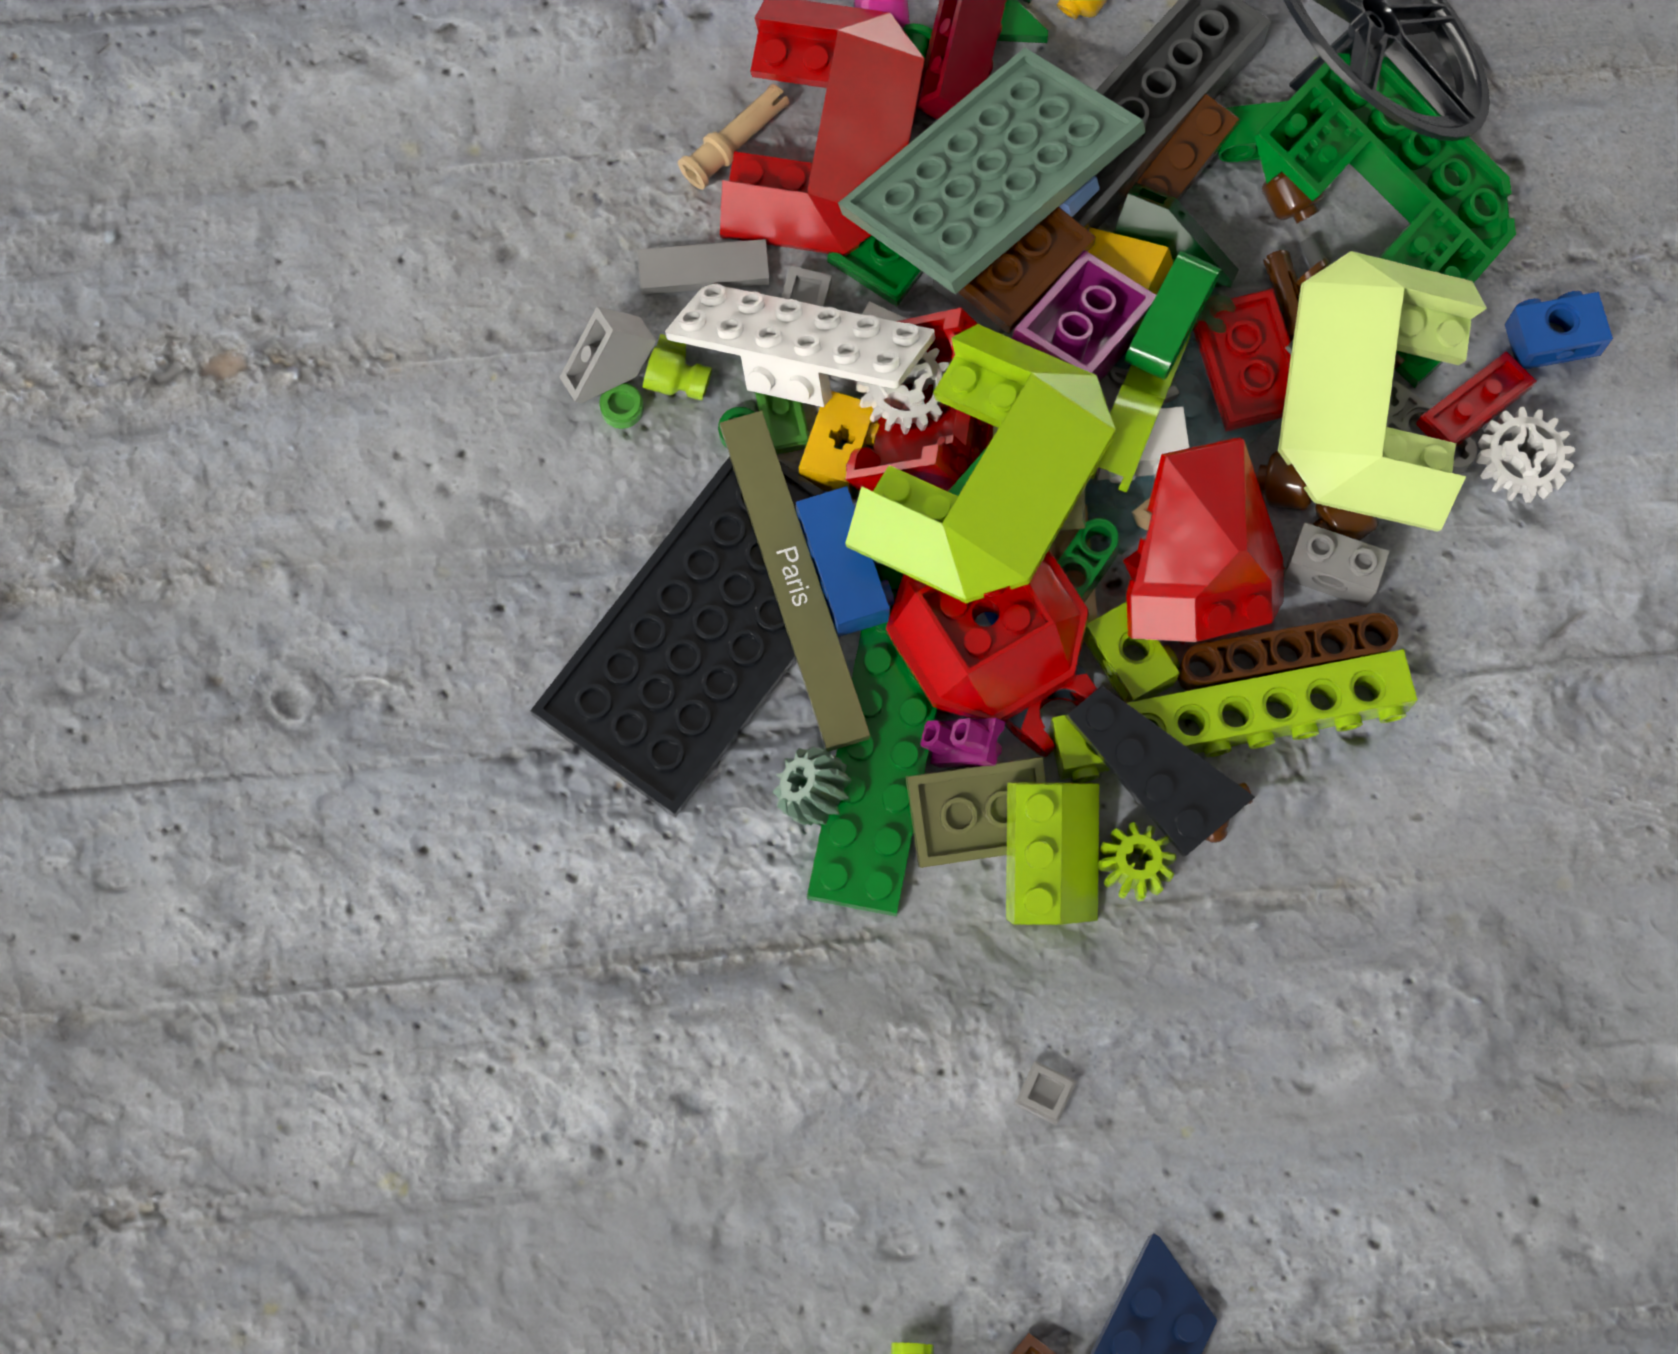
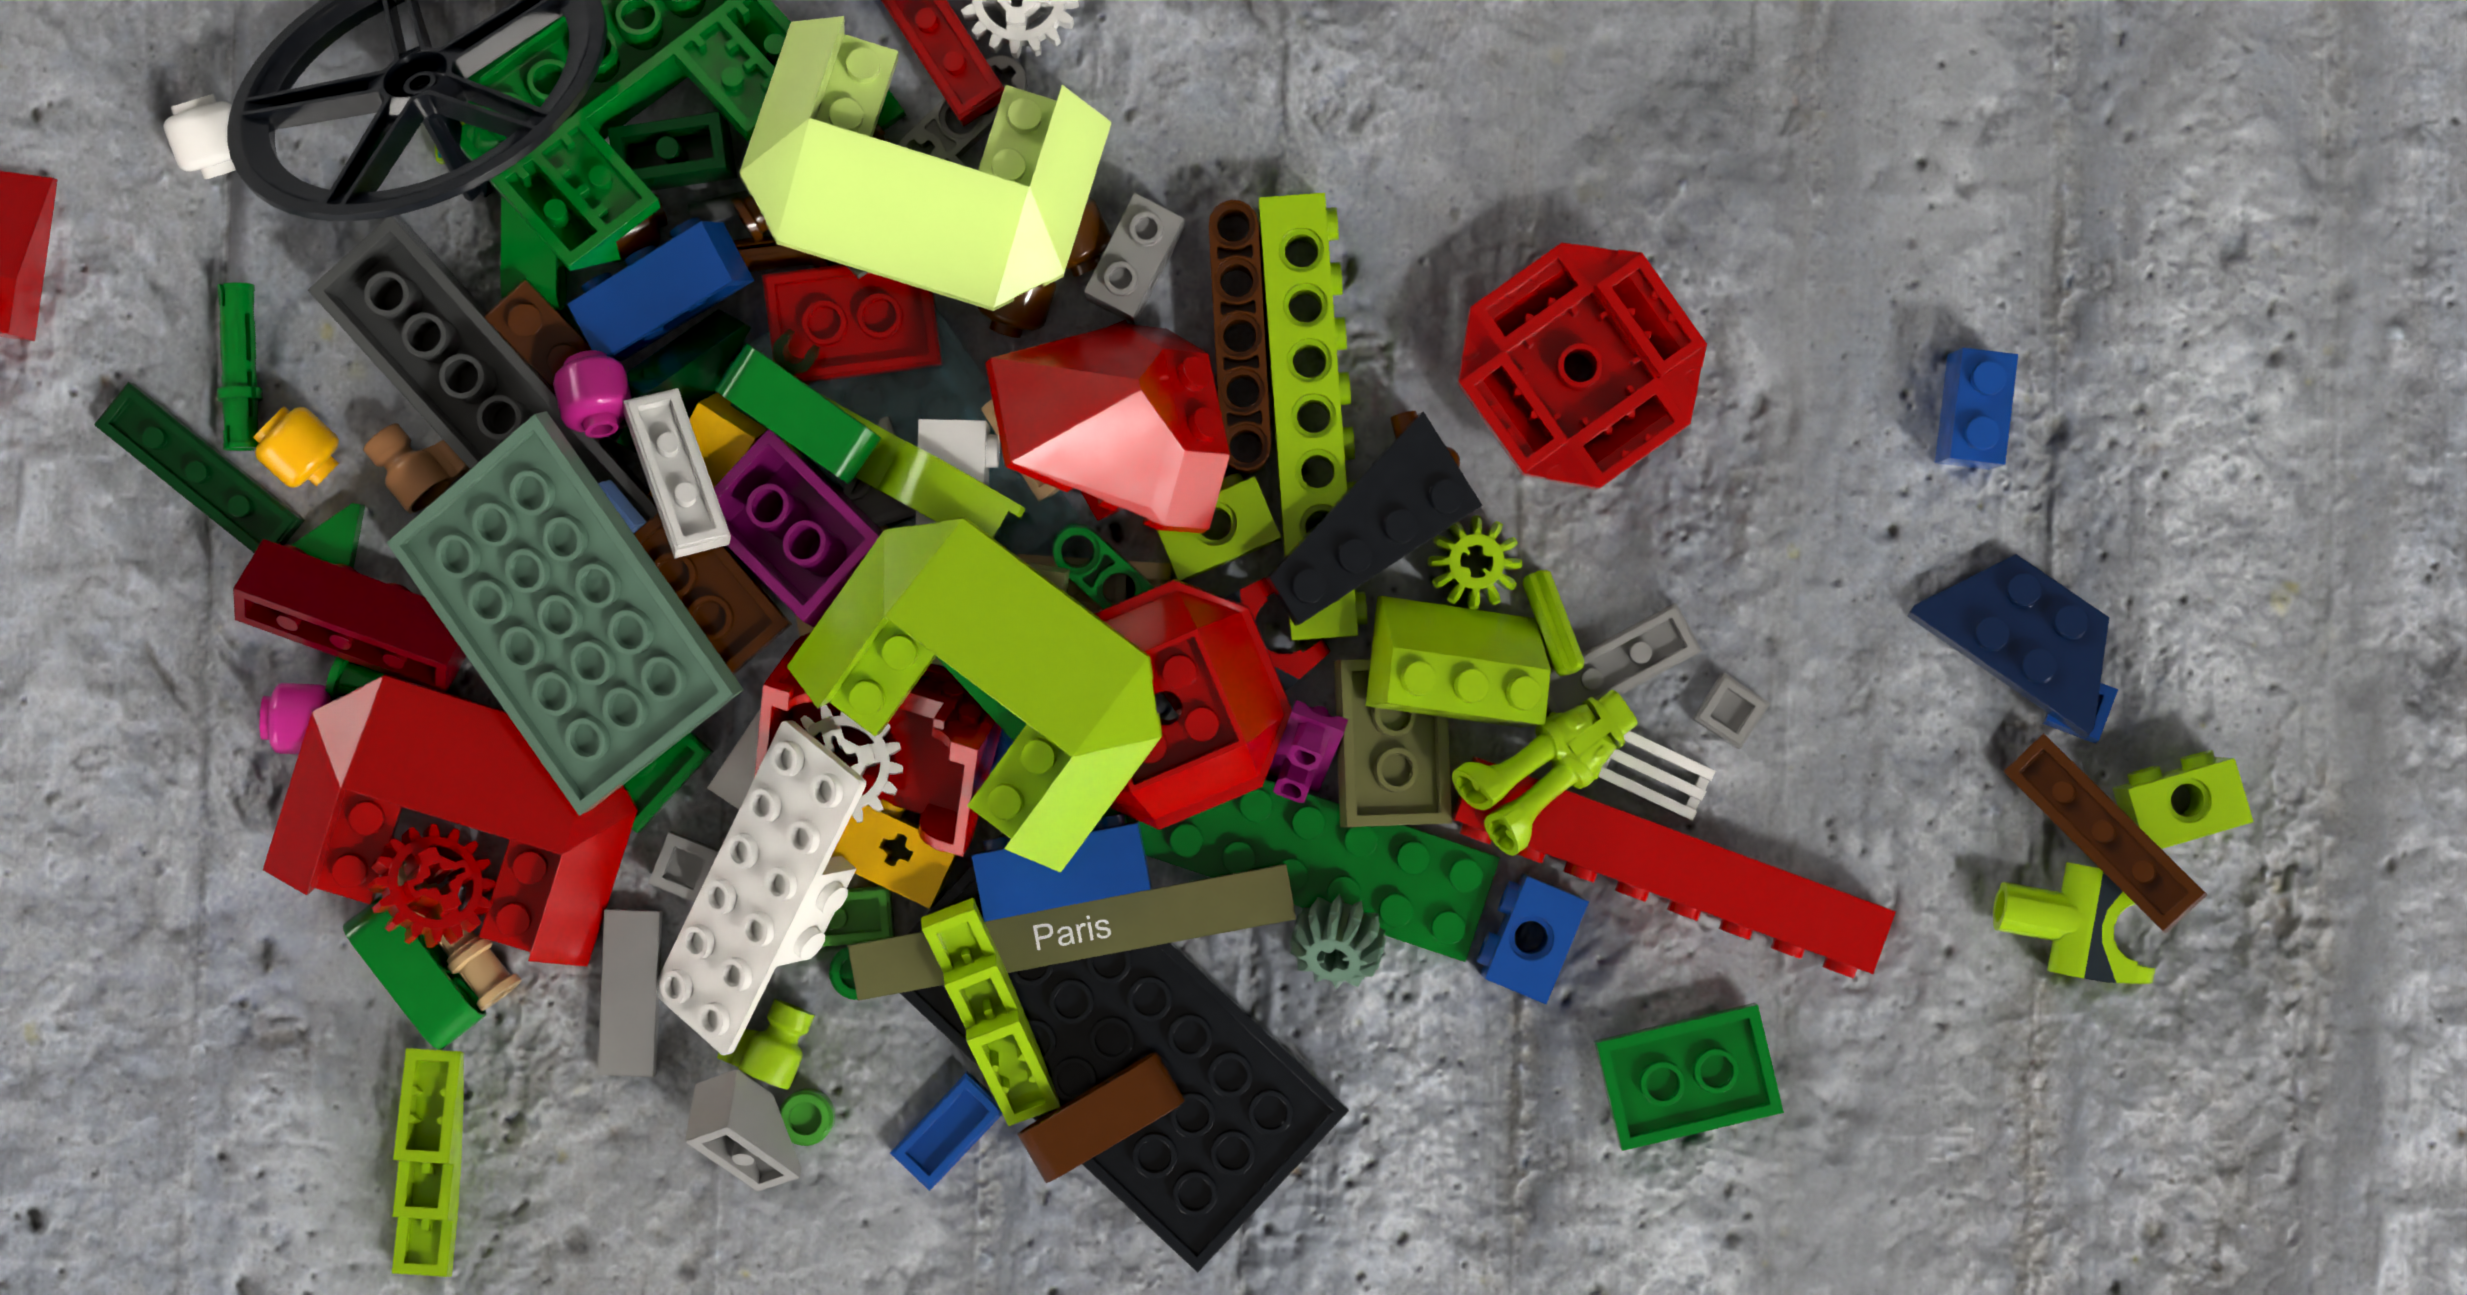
camera: 80 degrees left, 15 degrees up
(559, 140) = (429, 1162): none -> lime slope
(622, 511) = (947, 1131): none -> blue tile
(649, 615) = (1101, 1117): none -> reddish brown beam
(702, 110) = (415, 977): none -> green beam
(723, 521) = (990, 1012): none -> lime slope
(734, 1092) = (1688, 1076): none -> green plate
(785, 103) = (437, 906): none -> red gear
(854, 965) = (1532, 971): none -> blue brick
(909, 1056) = (1698, 878): none -> red brick
(995, 995) = (1696, 792): none -> white tile
(999, 955) = (1574, 744): none -> lime piece
(1068, 991) = (1626, 660): none -> light grey tile
(1082, 61) = (413, 475): none -> medium nougat piece
(1097, 932) = (1553, 622): none -> lime axle
(1112, 232) = (676, 473): none -> white tile
(1162, 173) = (592, 393): none -> dark pink head
(1247, 218) = (660, 289): none -> blue brick
(1336, 1266) = (1976, 408): none -> blue brick
(1353, 891) = (1629, 329): none -> red piece
(1355, 213) = (677, 150): none -> dark green brick

